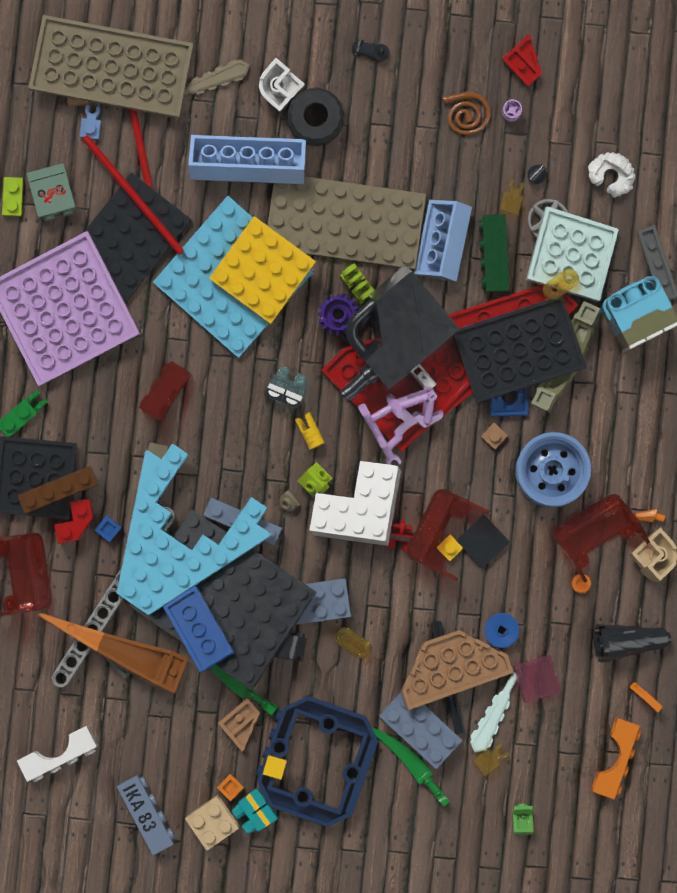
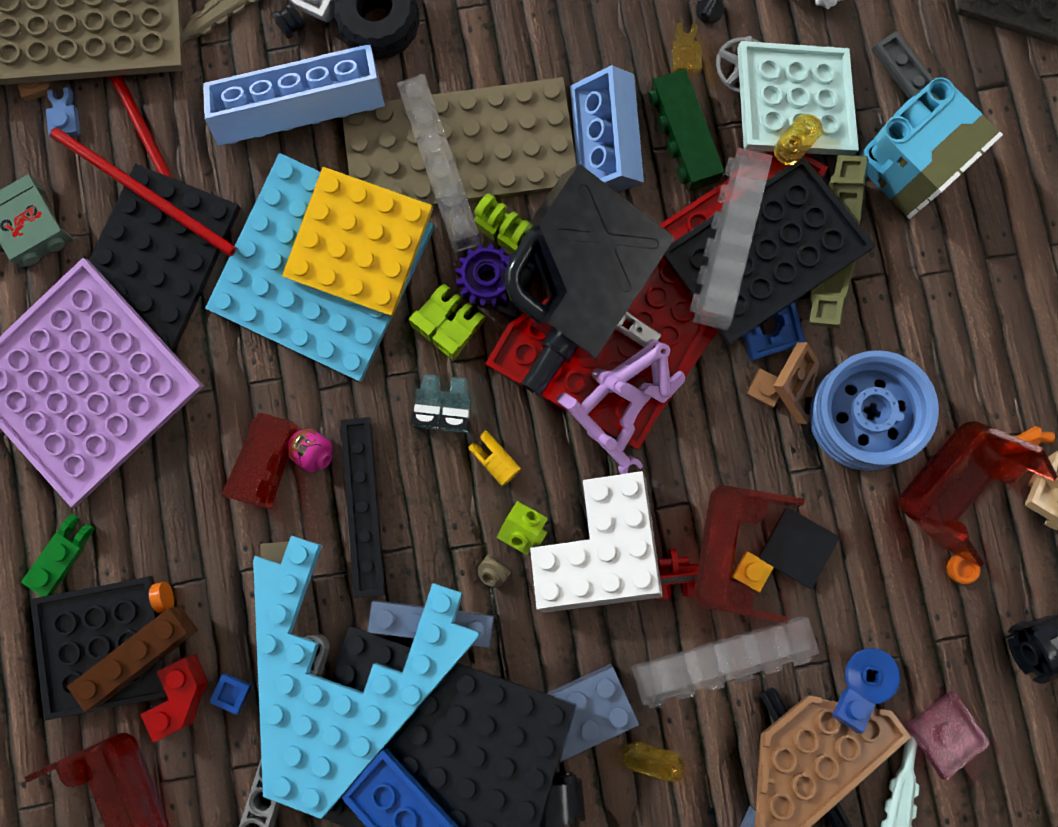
camera: 15 degrees left, 5 degrees down
(80, 458) = (161, 597): none -> orange tile
(196, 393) = (310, 450): none -> dark pink head
(219, 437) = (362, 507): none -> black plate
(256, 103) = (288, 20): none -> black wheel
(296, 332) = (446, 335): none -> lime legs
(328, 233) = (439, 163): none -> clear brick
(415, 595) = (723, 661): none -> clear brick
(482, 646) = (853, 710): none -> blue plate
(497, 337) = (732, 238): none -> clear brick
(514, 437) = (798, 381): none -> medium nougat wing

